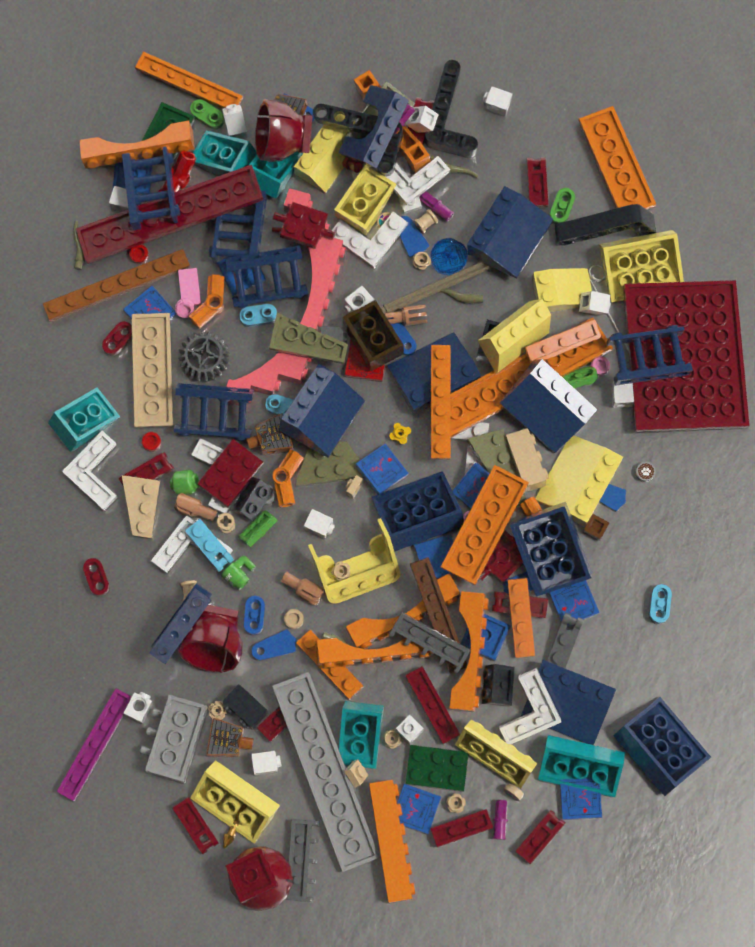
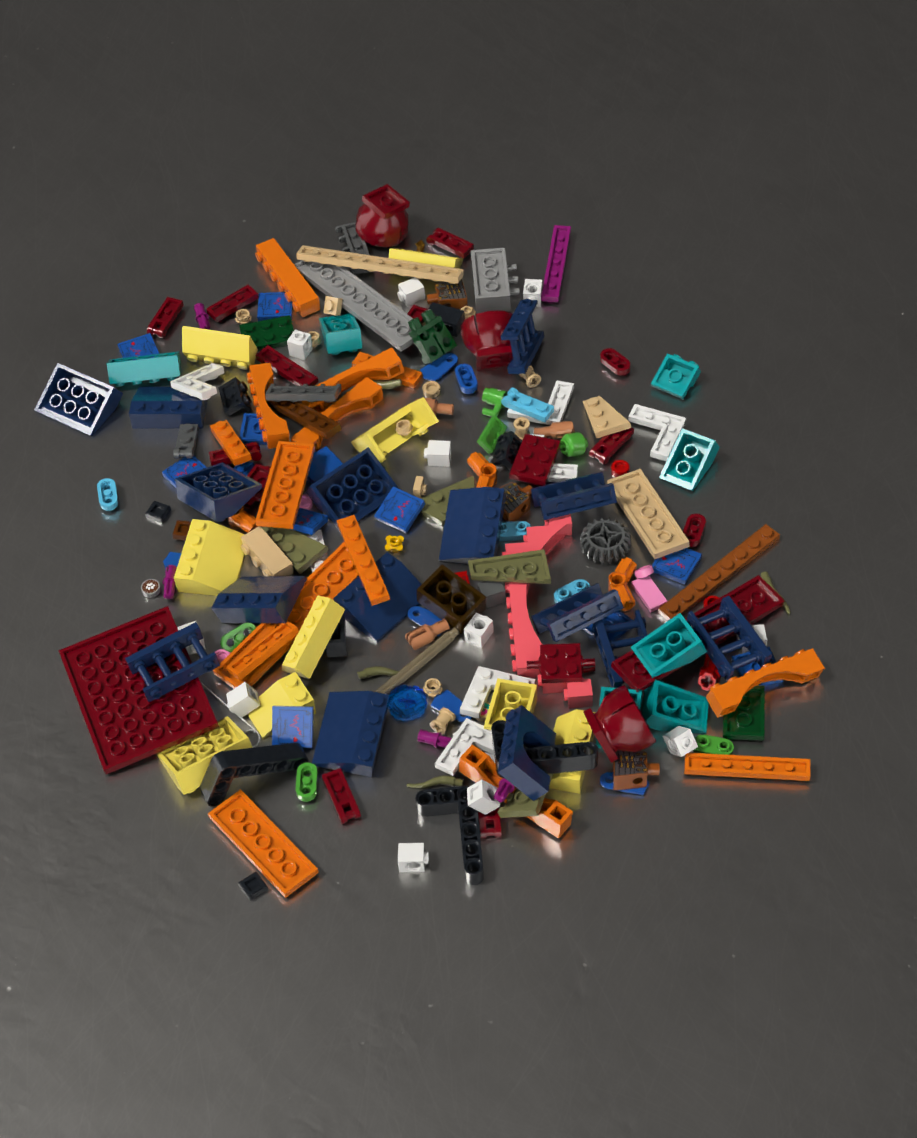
camera: 165 degrees right, 25 degrees down
(45, 529) = (676, 376): none -> teal plate
(206, 191) = (669, 647): none -> teal slope
(272, 676) = (431, 336): none -> dark green hips
(288, 804) = (380, 264): none -> tan plate
(558, 259) = (292, 725): none -> tile
(615, 565) = (158, 511): none -> black tile
(626, 468) = (168, 582): none -> magenta axle
(635, 129) = (253, 886): none -> black tile

